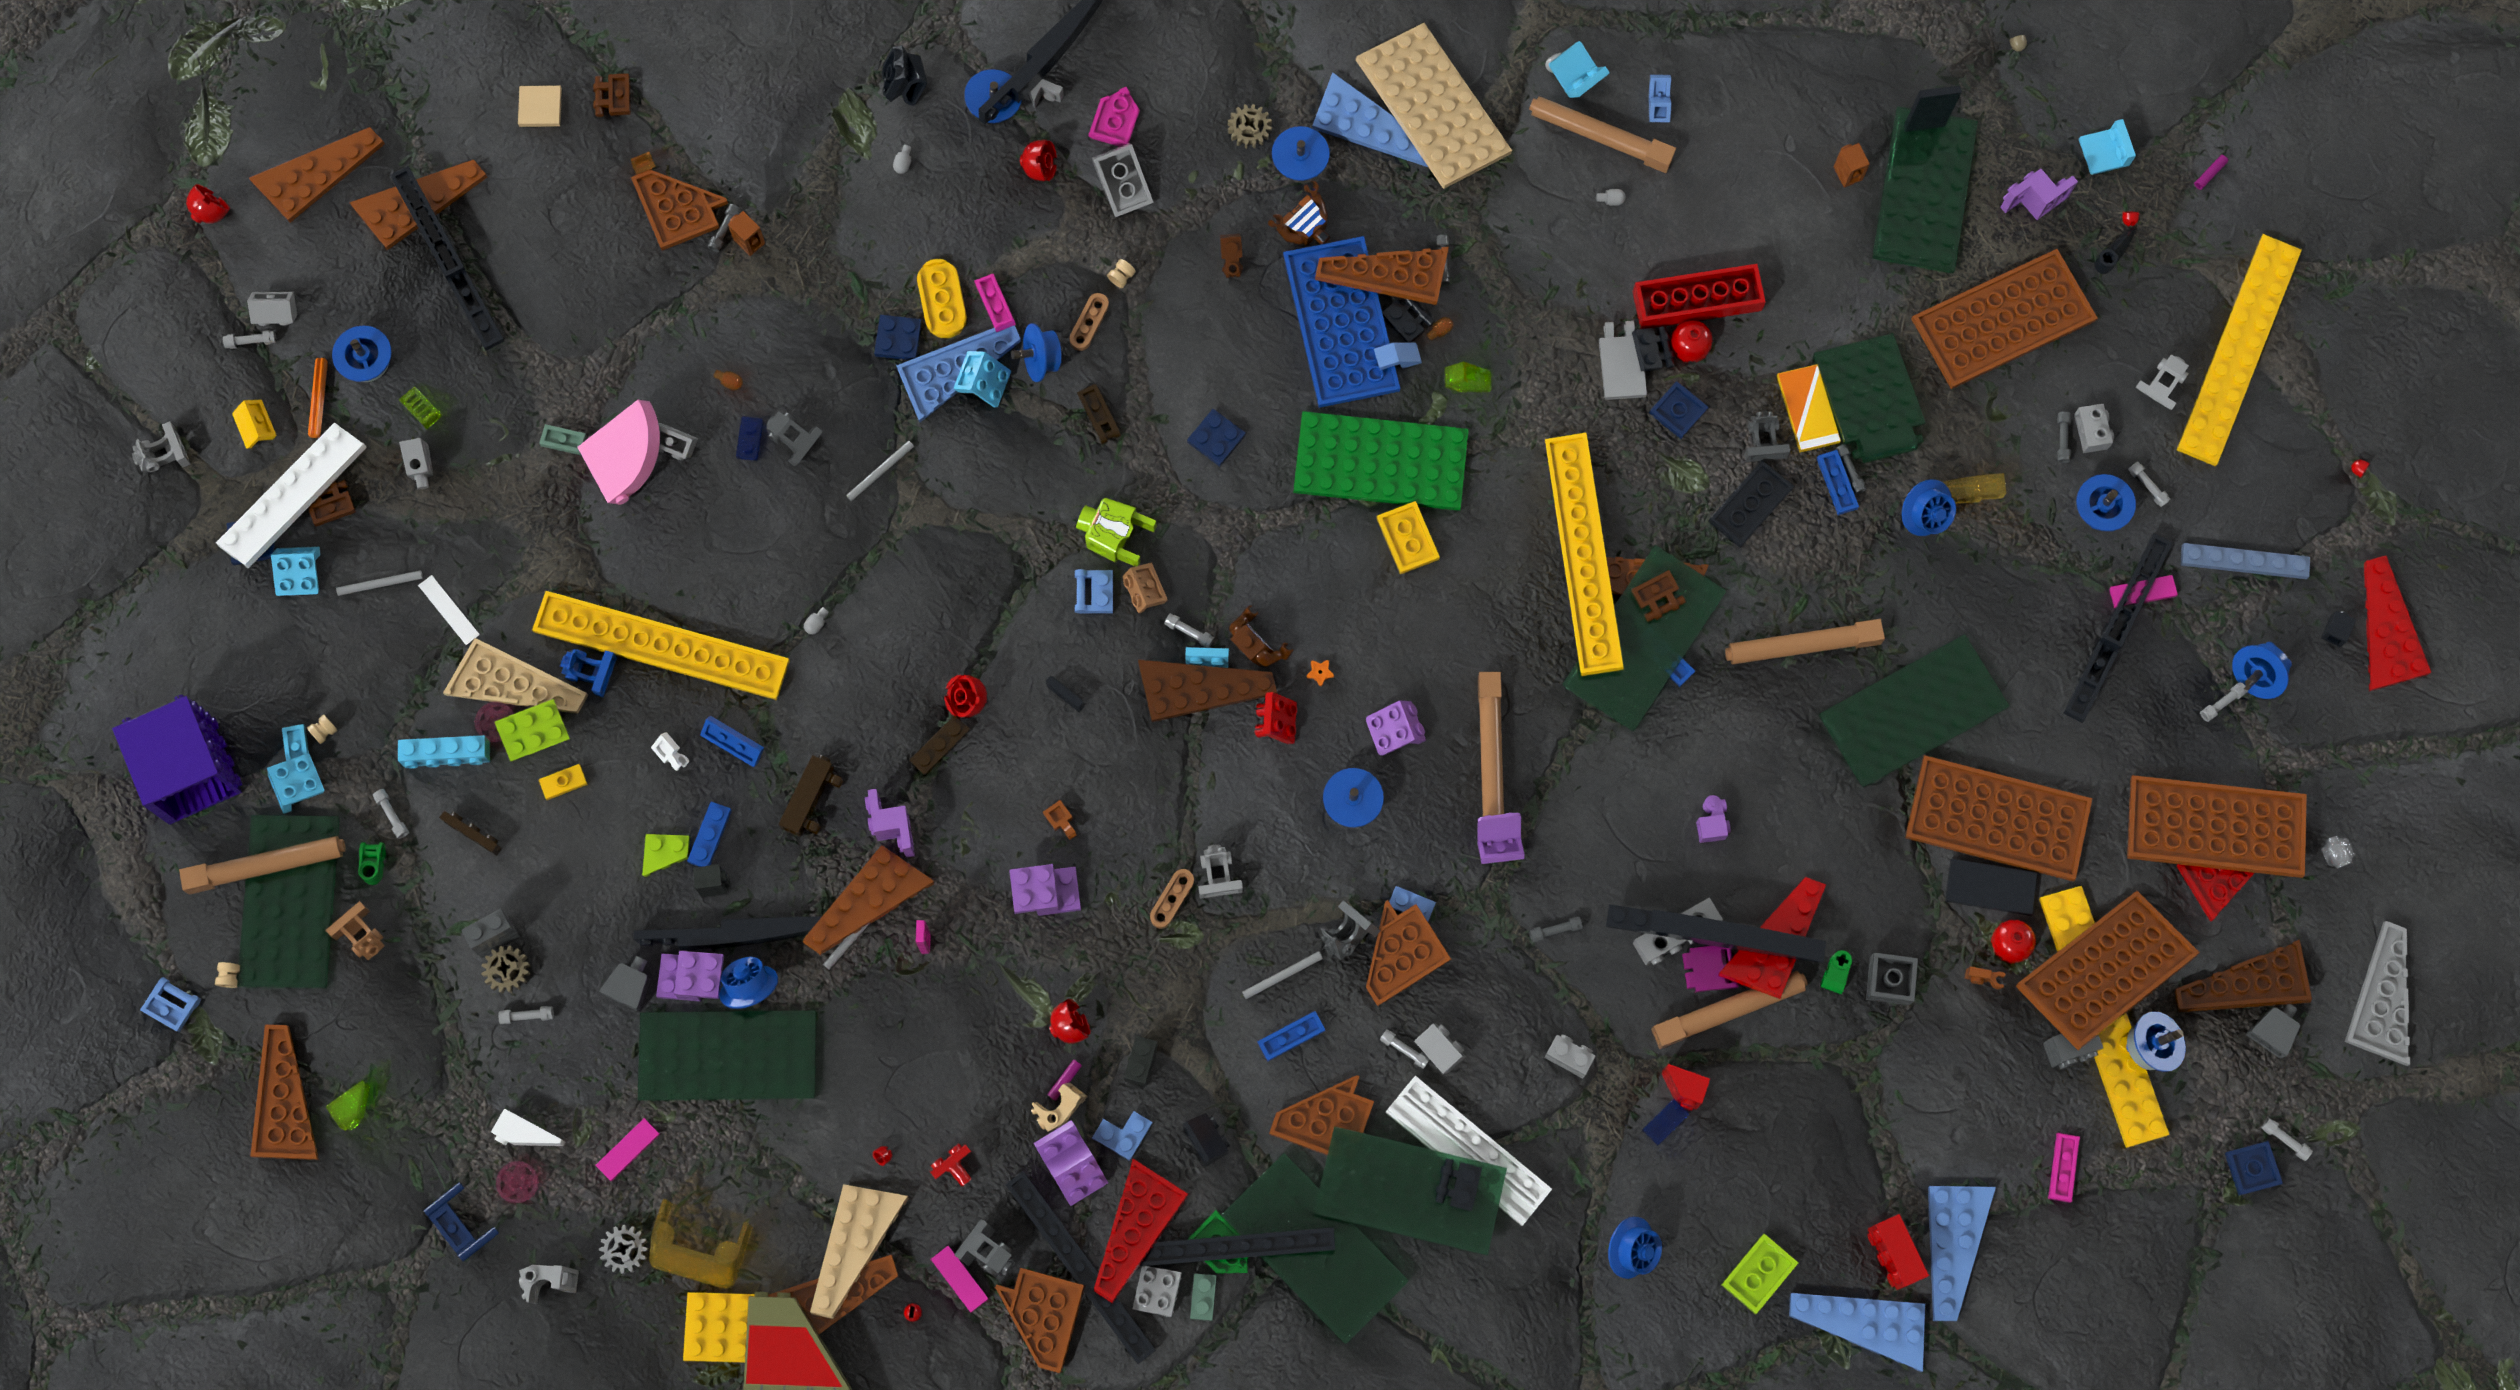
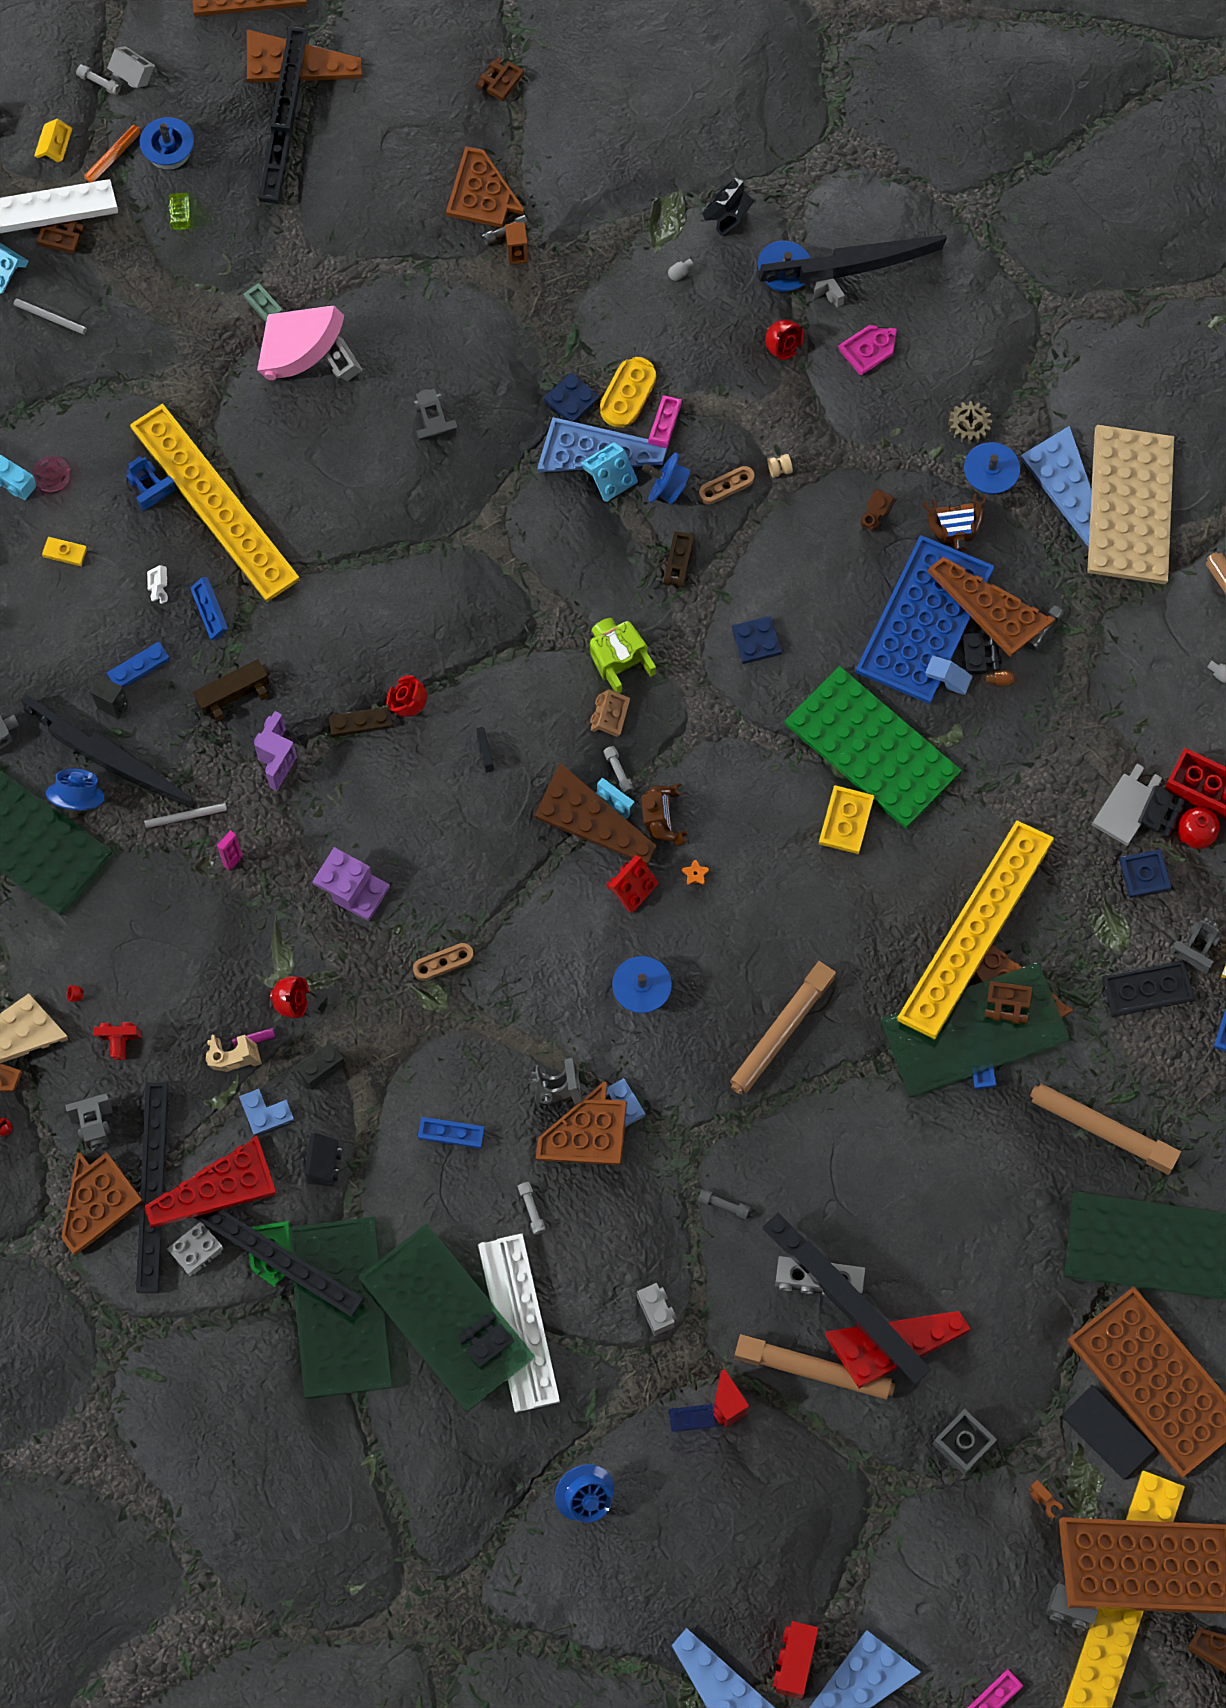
camera: 40 degrees right, 5 degrees down
(416, 453) = (145, 245): light grey torso -> none
(448, 610) = (83, 370): white sticker -> none
(499, 677) = (79, 443): tan wing -> none
(532, 730) = (70, 495): lime bracket -> none
(539, 106) = (440, 51): tan tile -> none
(643, 163) = (482, 142): clear orange plate -> none
(663, 851) = (95, 654): lime wing -> none
(690, 976) = (40, 756): medium lavender bracket -> none
(729, 379) = (420, 343): clear orange cylinder -> none
(749, 438) = (400, 396): clear blue plate -> none
(815, 621) = (341, 564): light grey cylinder -> none
(872, 894) = (217, 793): dark orange wing -> none
(880, 470) = (479, 487): light grey bar -> none
(959, 1279) = (56, 1128): dark pink tile -> none
(1059, 817) = (406, 839): dark orange plate -> none
(1070, 1163) = (206, 1102): medium lavender bracket -> none
(1100, 591) = (575, 692): medium blue plate -> none
(1122, 179) = (837, 396): light grey slope -> none
(1203, 1297) = (226, 1280): sand green plate -> none
(1213, 857) = (499, 953): light grey tile -> none
(1282, 975) = (482, 1082): light grey bar -> none
(1313, 1119) = (415, 1206): dark orange wing -> none
(1395, 727) = (721, 957): medium lavender bracket -> none
(1440, 1048) = (558, 1227): light grey brick -> none
(1467, 378) = (991, 730): clear neon green slope -> none
(1500, 838) = (734, 1099): medium lavender bracket -> none
(1705, 966) = (821, 1318): magenta plate -> none
(1714, 826) = (914, 1216): medium lavender brick -> none
(1759, 1273) = (672, 1593): lime plate -> none
(1835, 975) = (921, 1407): green piece -> none
(2013, 941) = (1092, 1489): red cylinder -> none
(2156, 1042) = (1146, 1656): piece -> none

